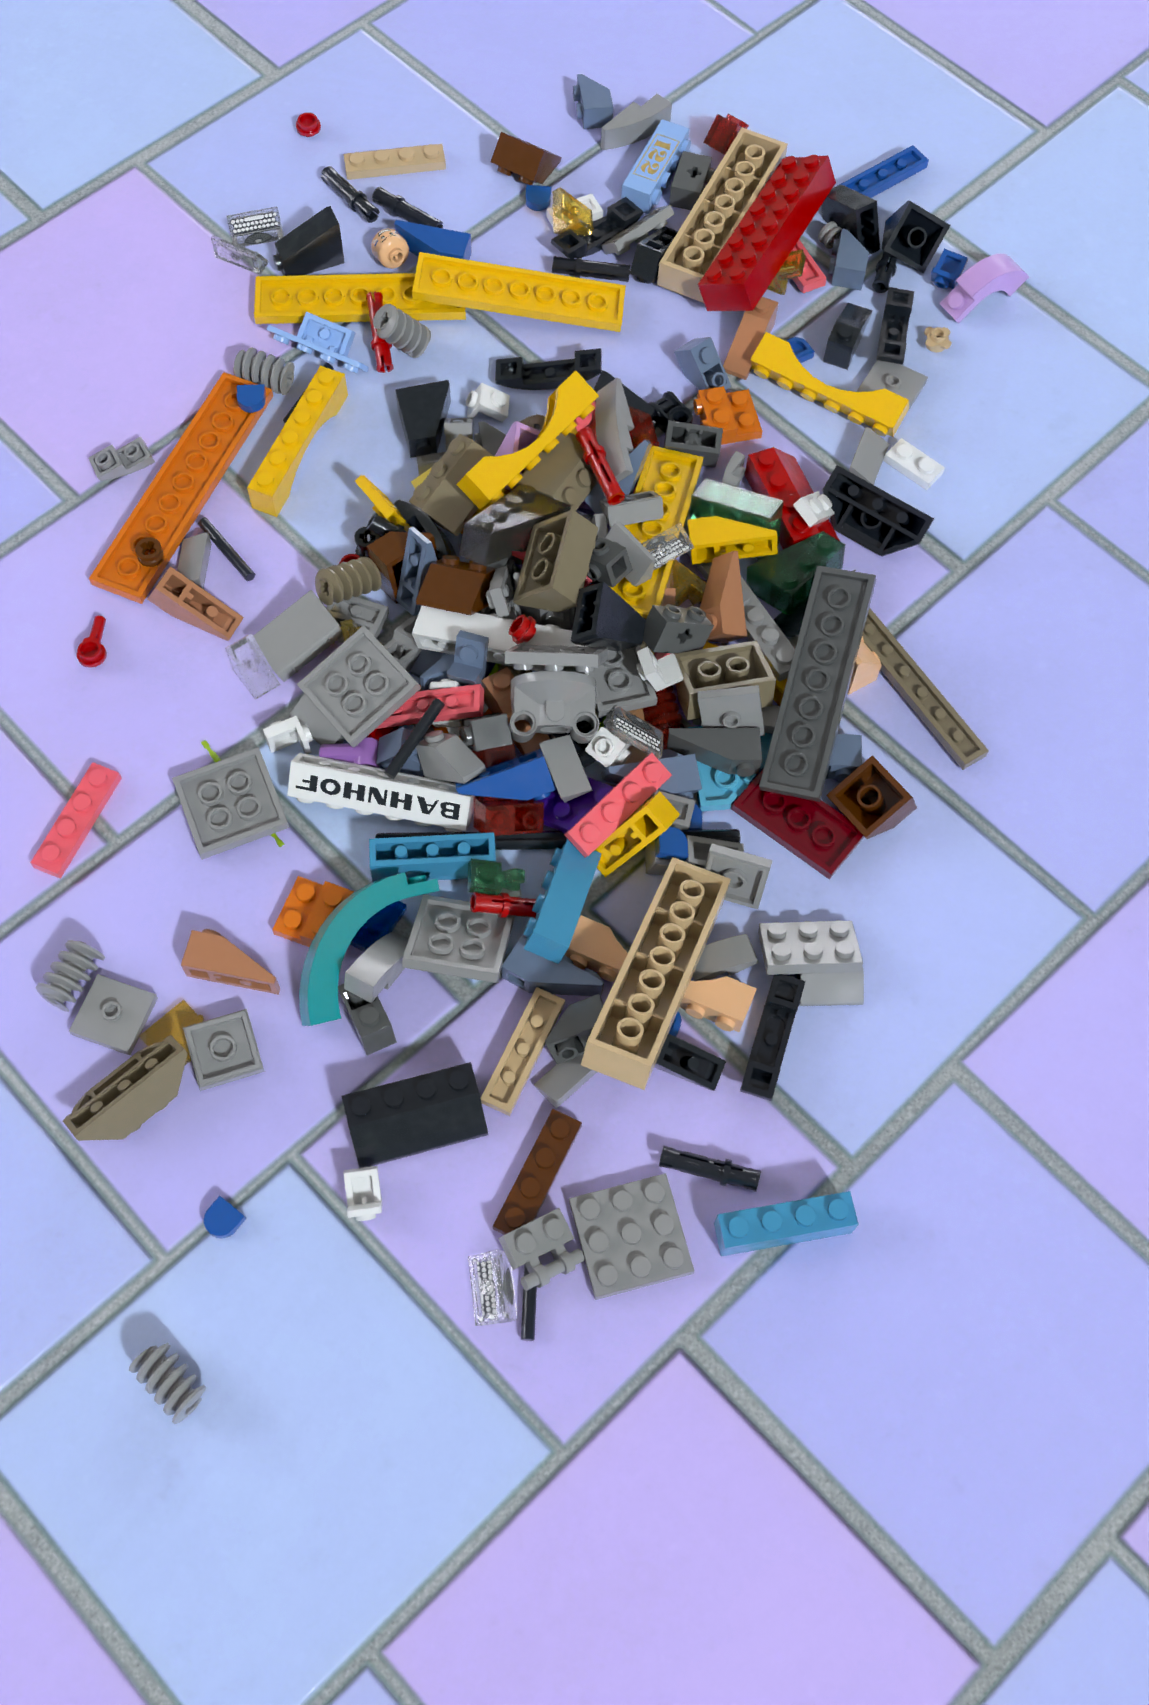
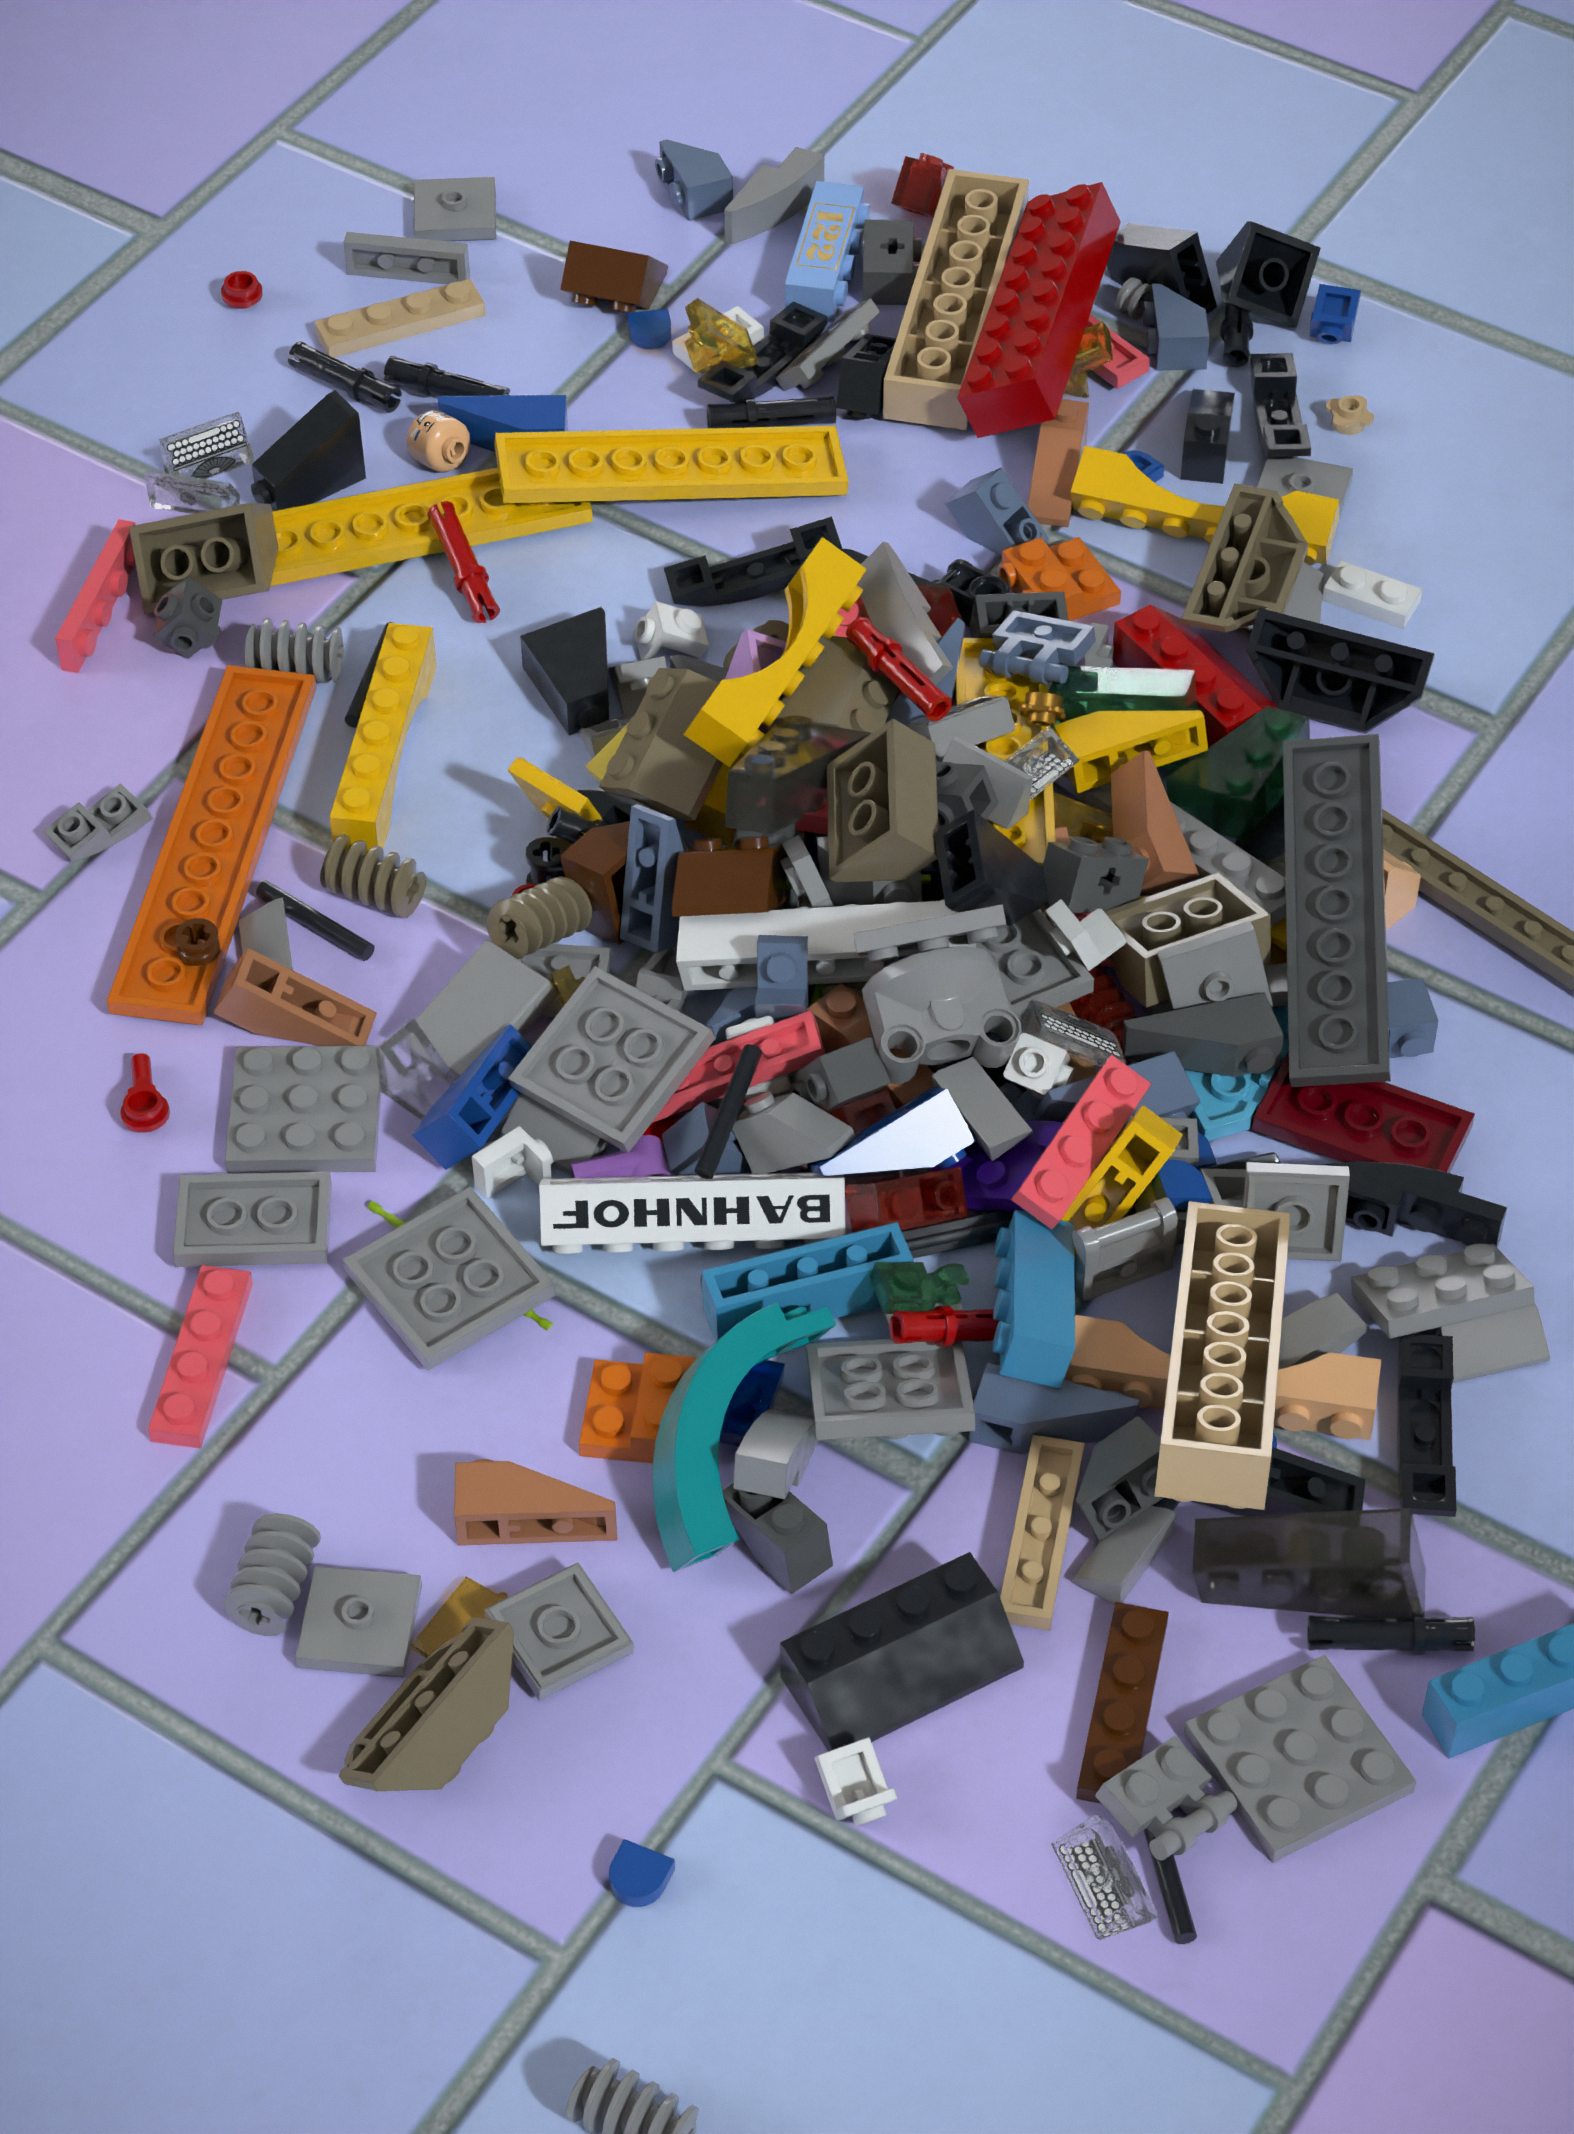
camera: 10 degrees left, 15 degrees down
(130, 738) = (252, 1219): none -> light grey plate
(164, 310) = (96, 599): none -> coral plate
(182, 672) = (304, 1110): none -> light grey plate
(209, 336) = (188, 618): none -> dark grey brick
(229, 299) = (221, 549): none -> dark tan slope
(251, 397) = (287, 691): blue tile -> none
(265, 529) = (371, 878): none -> dark tan piece
(277, 692) = (474, 1102): none -> blue slope
(324, 337) = (372, 587): light blue bracket -> none
(401, 330) = (503, 550): light grey piece -> none
(408, 123) = (406, 258): none -> light grey plate
(448, 95) = (455, 209): none -> light grey plate
(522, 629) = (859, 911): red plate -> none
(626, 878) = (1125, 1250): none -> light grey plate
(678, 1115) = (1313, 1562): none -> clear smoke wedge
(682, 508) = (1042, 708): none -> pearl gold plate
(697, 458) = (1044, 638): none -> sand blue plate
(814, 508) = (1244, 676): white plate -> none
(821, 884) = (1422, 1198): none -> black slope
(840, 432) = (1248, 562): none -> dark tan wedge
(872, 799) = (1471, 1062): reddish brown slope -> none
(888, 172) = (1197, 194): blue plate -> none
(980, 280) = (1391, 319): lavender arch -> none

